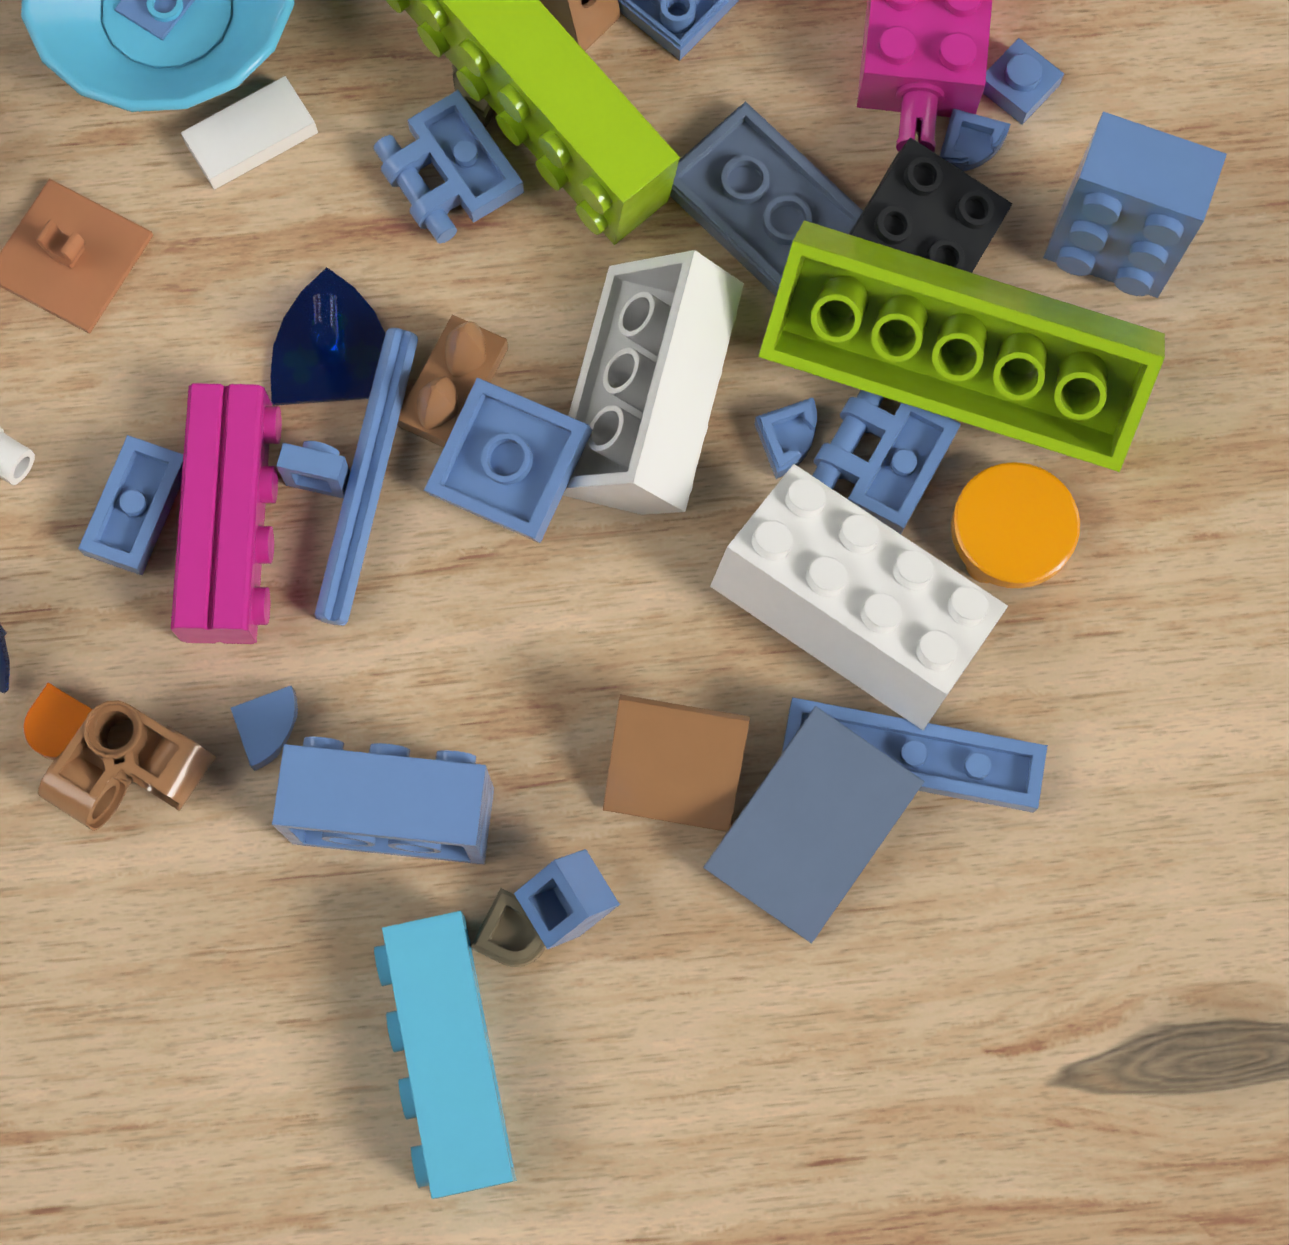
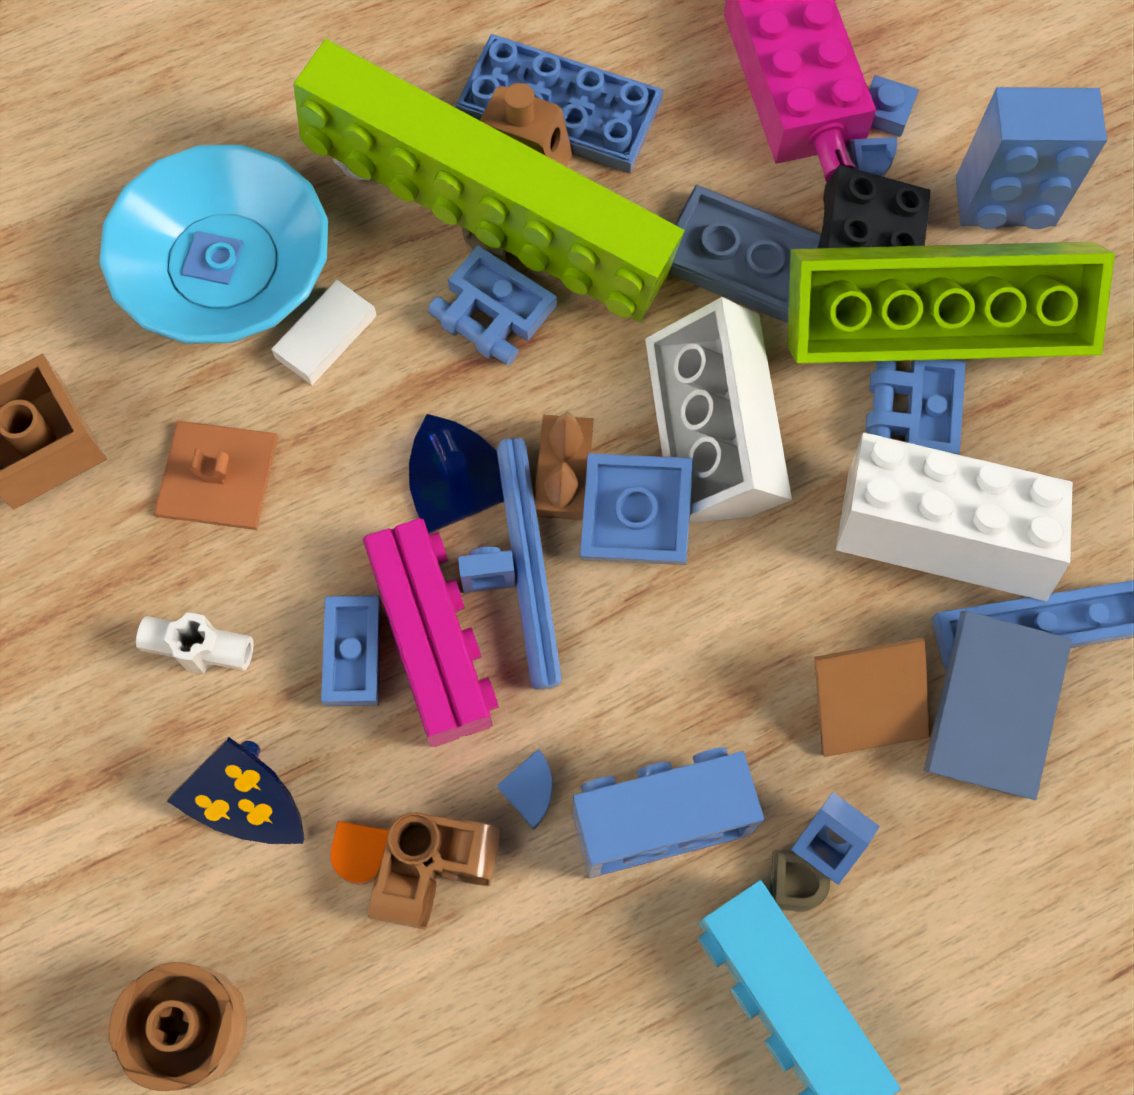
camera: 20 degrees left, 5 degrees down
(787, 434) = (835, 417): medium blue tile -> none
(1015, 525) = (1037, 423): light orange tile -> none

